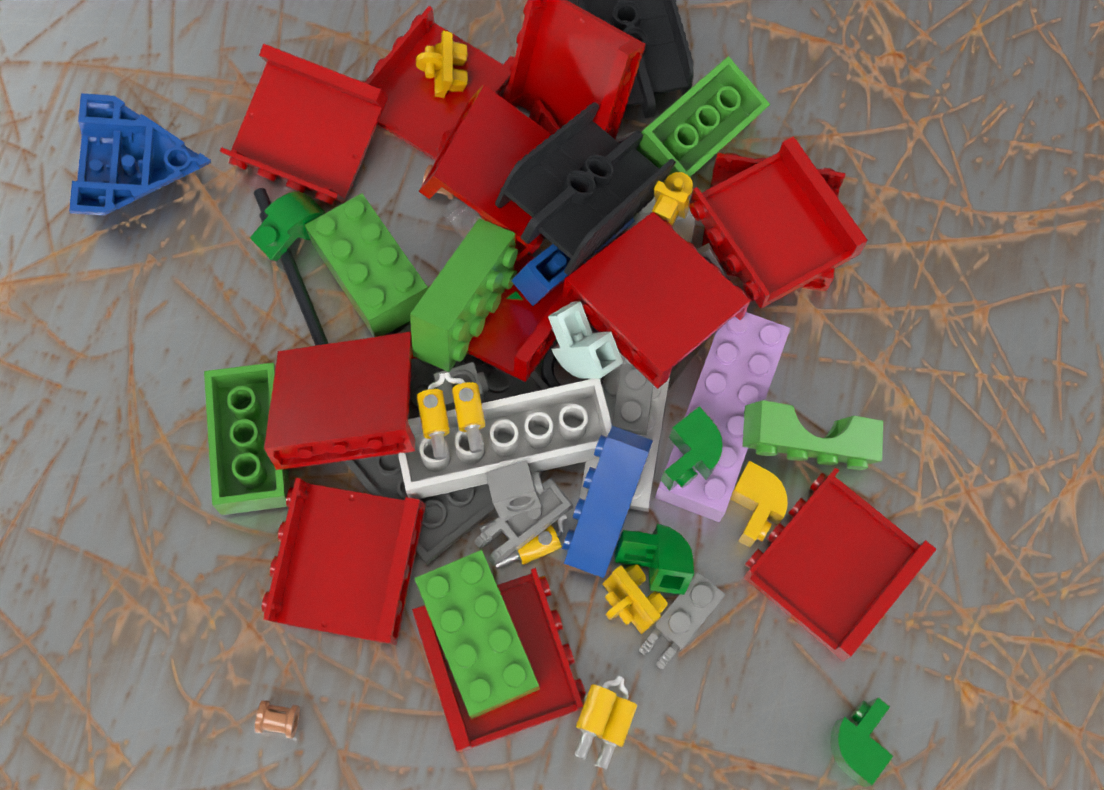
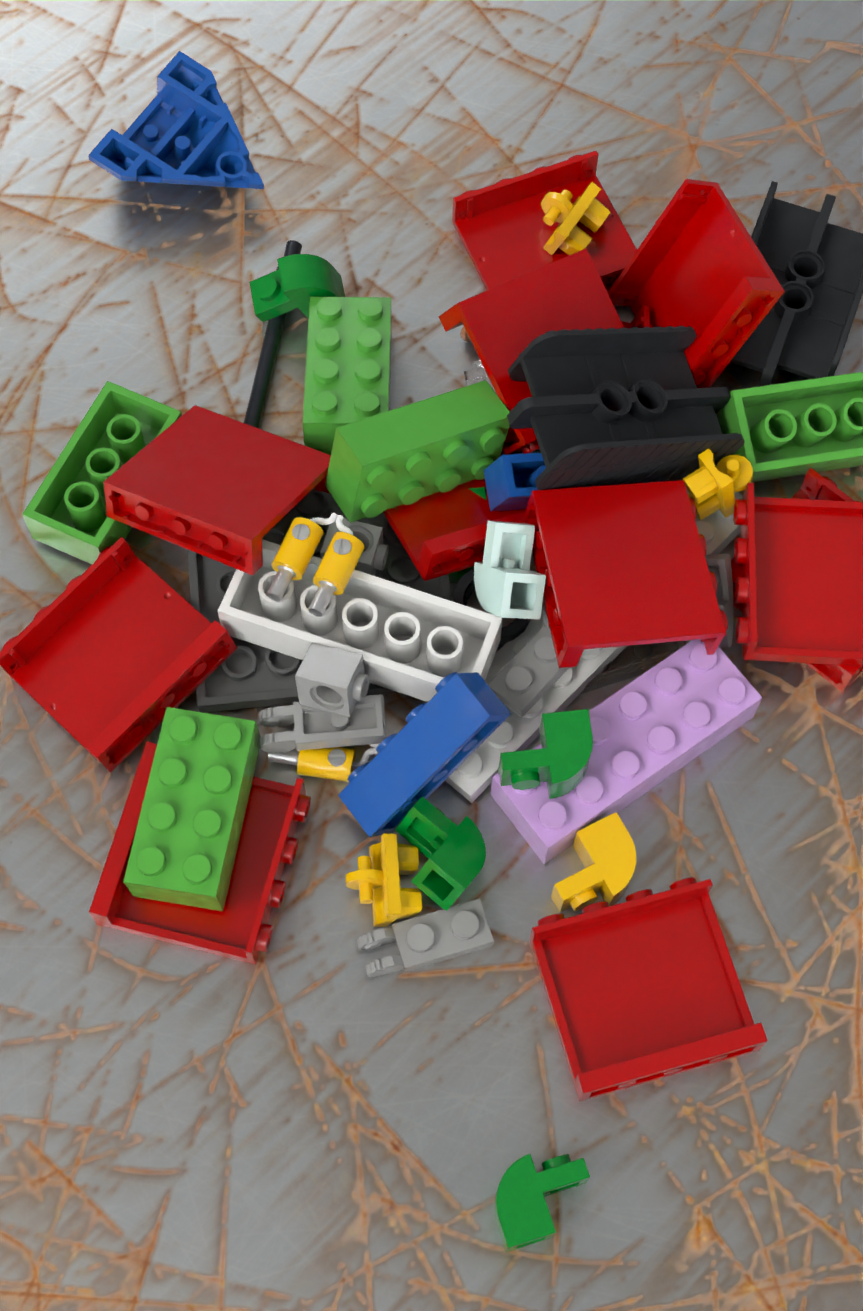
camera: 35 degrees right, 5 degrees down
(307, 126) = (385, 205): red panel -> none
(604, 717) = (256, 970): yellow piece -> none
(775, 428) = (664, 791): bright green arch -> none

